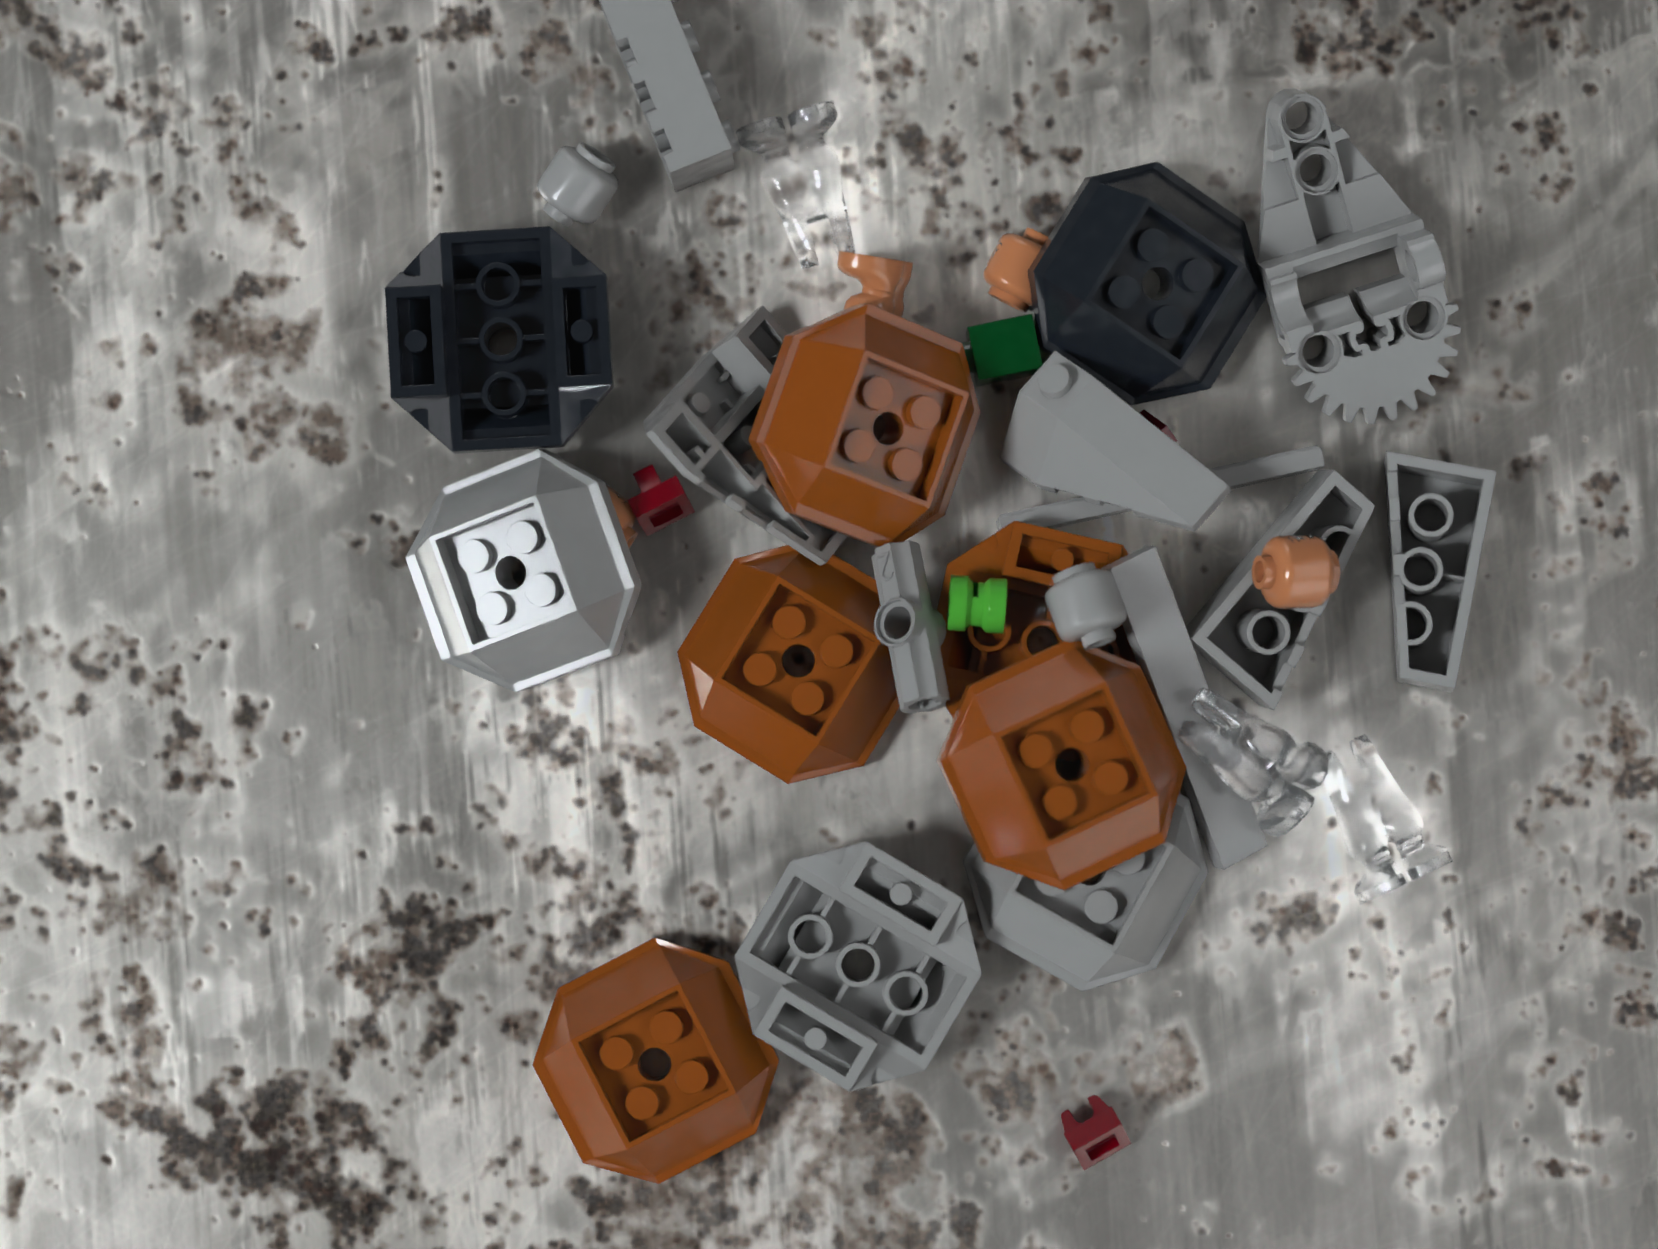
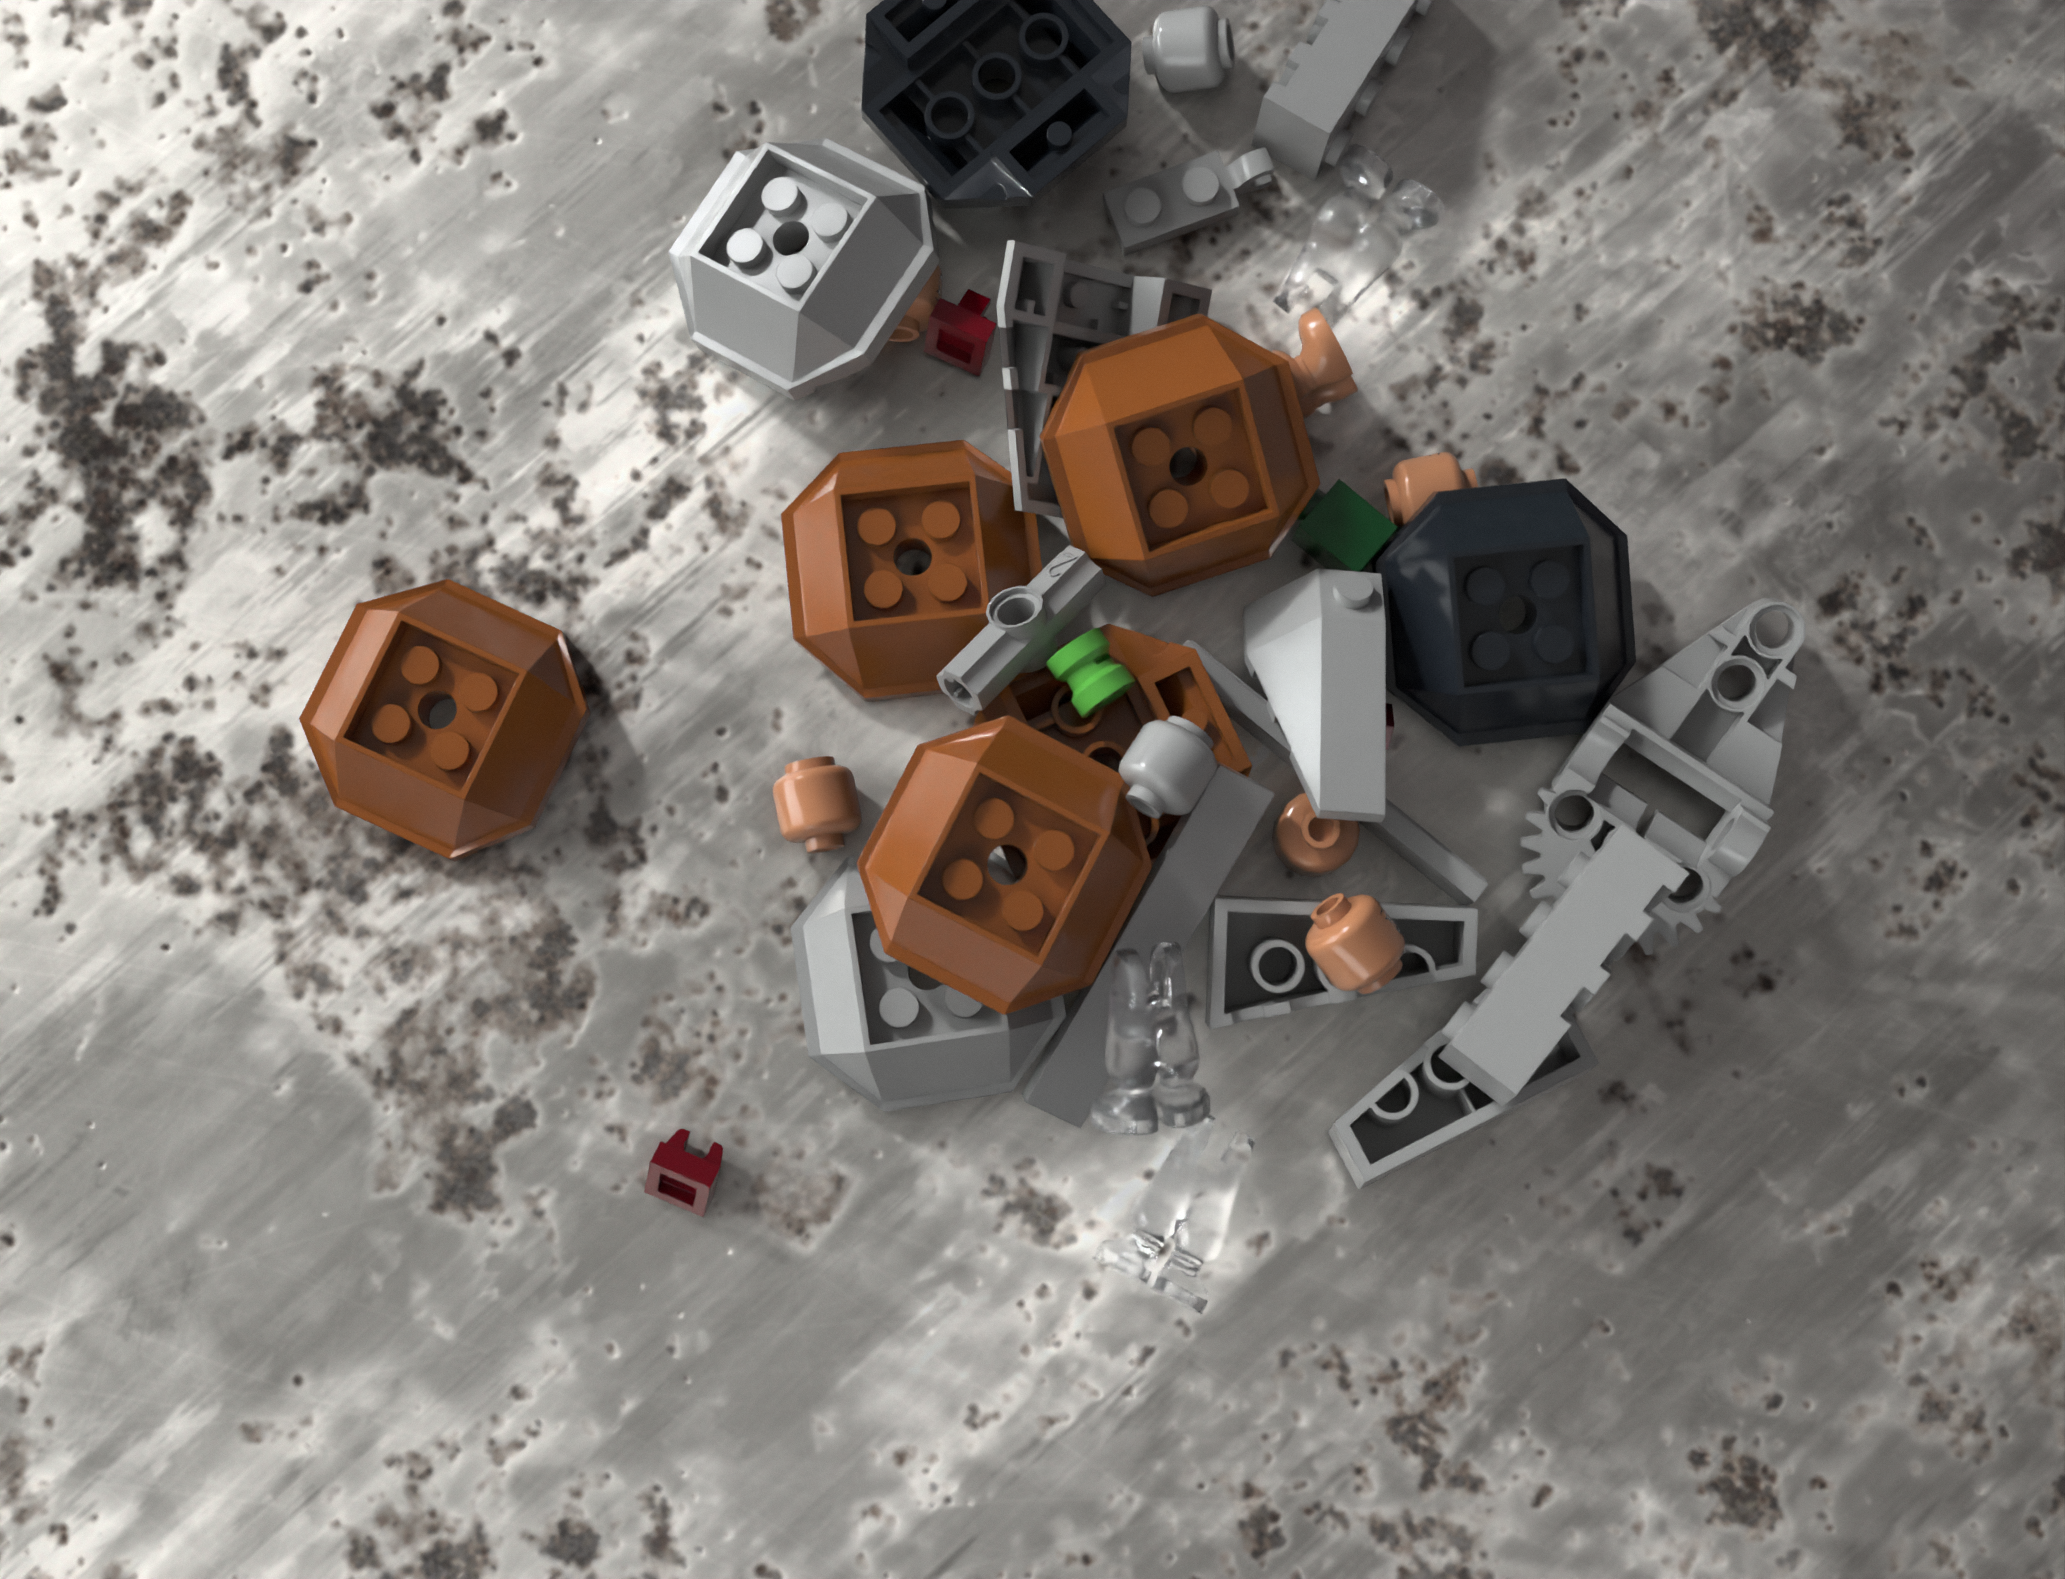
camera: 45 degrees right, 5 degrees down
(678, 273) = (1183, 198): none -> light grey plate
(870, 1025) = (603, 813): light grey piece -> none
(918, 846) = (817, 804): none -> nougat head
(1199, 548) = (1311, 843): none -> nougat head
(1414, 450) = (1559, 964): none -> light grey wedge

